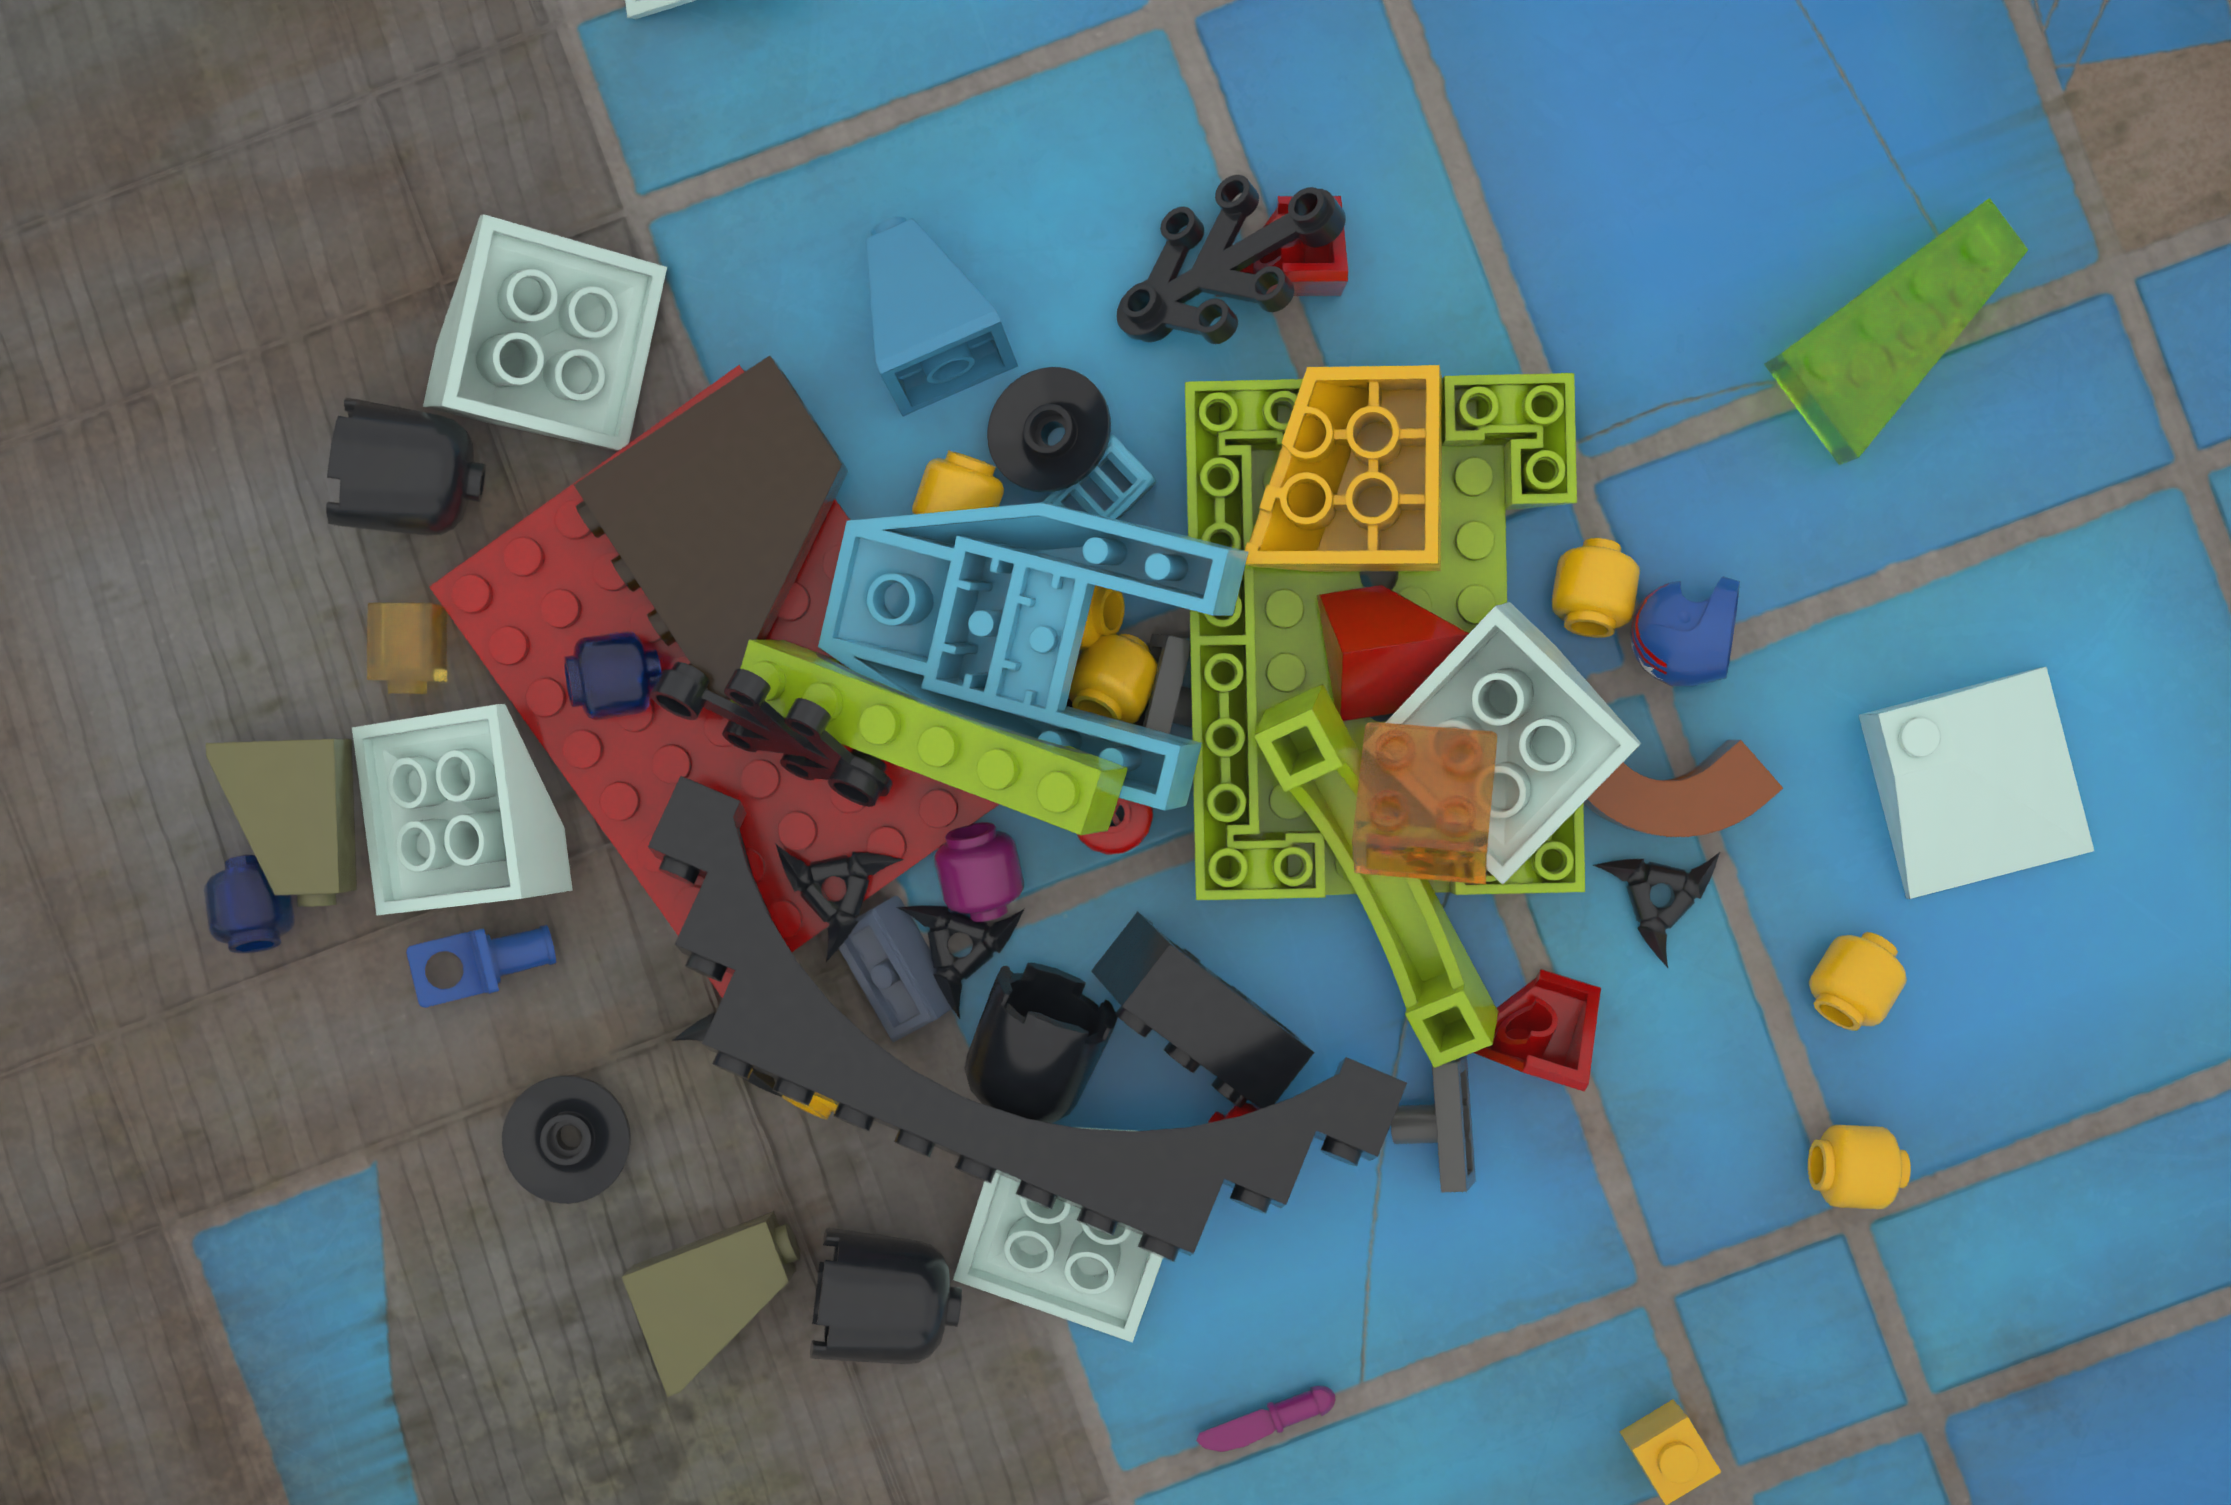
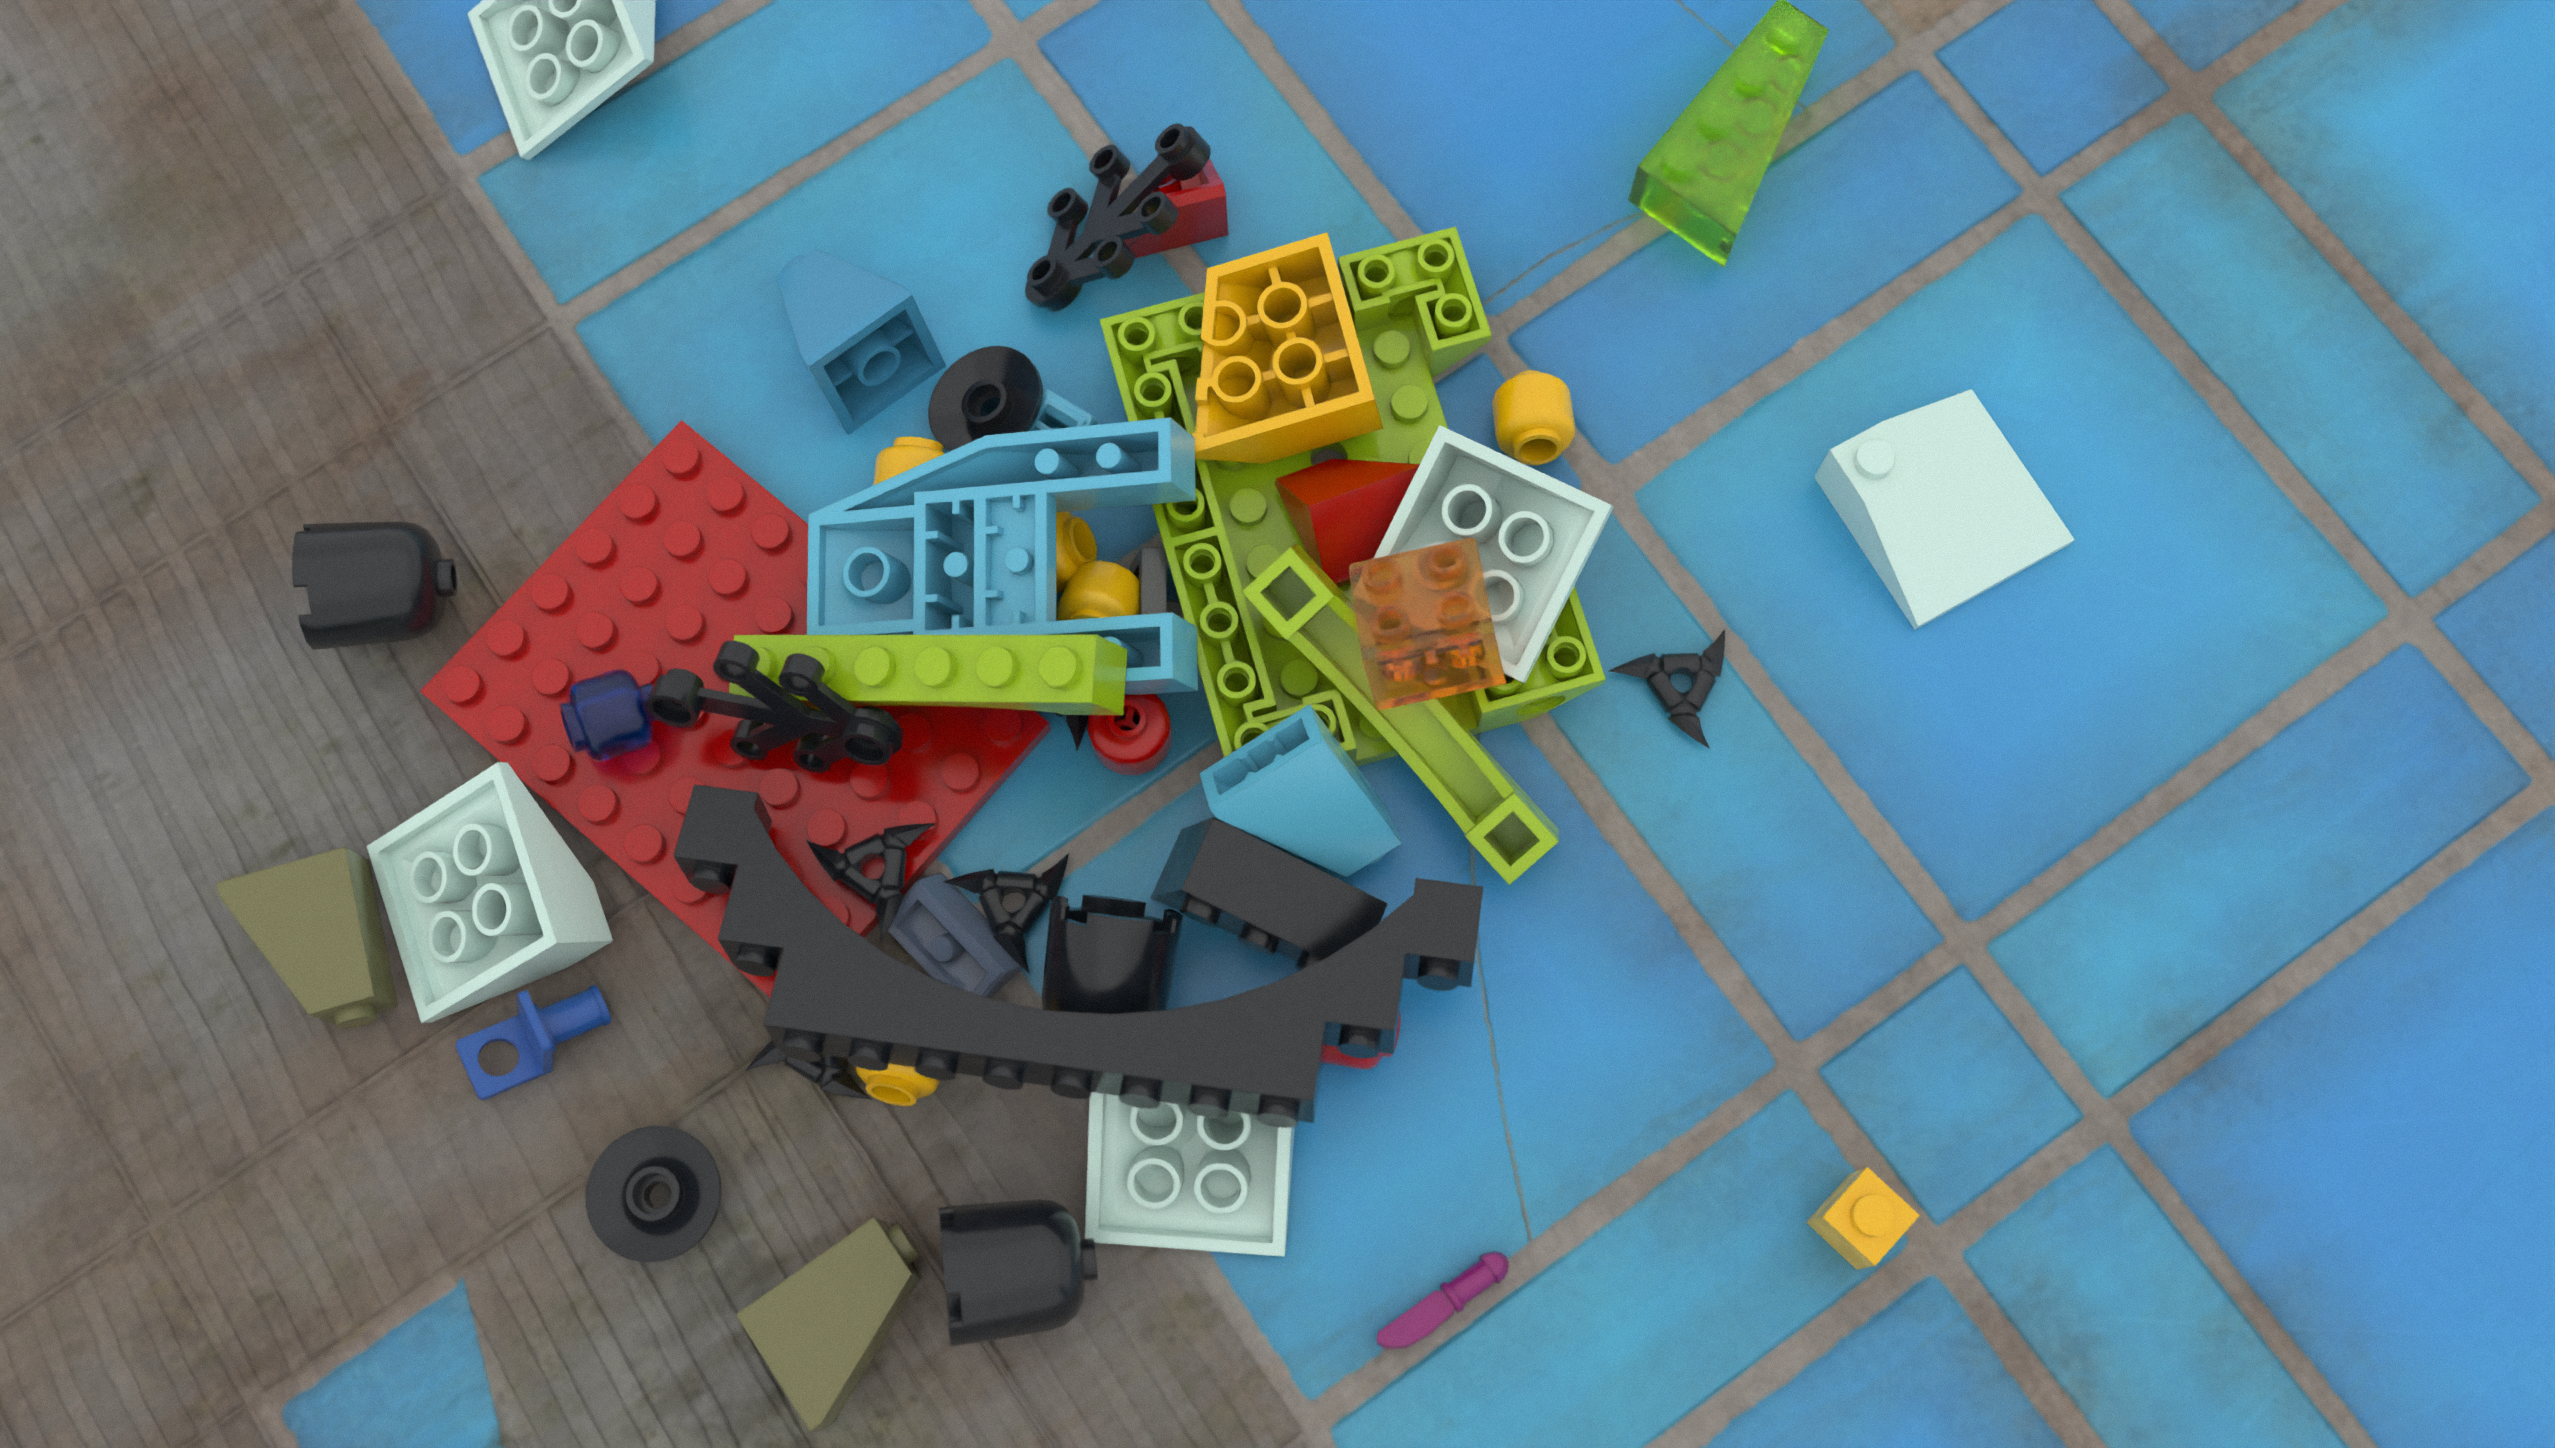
camera: 10 degrees left, 15 degrees down
(245, 909) = (284, 1042): clear blue head -> none
(406, 645) = (406, 748): clear yellow brick -> none
(546, 336) = (492, 436): light aqua slope -> none
(718, 515) = (683, 537): dark brown slope -> none
(979, 871) = (1014, 821): magenta head -> none
(1259, 933) = (1302, 796): none -> medium azure slope
(1443, 1123) = (1535, 948): dark grey tile -> none
(1548, 1030) = (1606, 838): red slope -> none
(1685, 639) = (1630, 432): blue helmet -> none
(1703, 801) = (1670, 590): dark orange arch -> none
(1857, 981) = (1893, 708): yellow head -> none
(1858, 1166) = (1954, 883): yellow head -> none

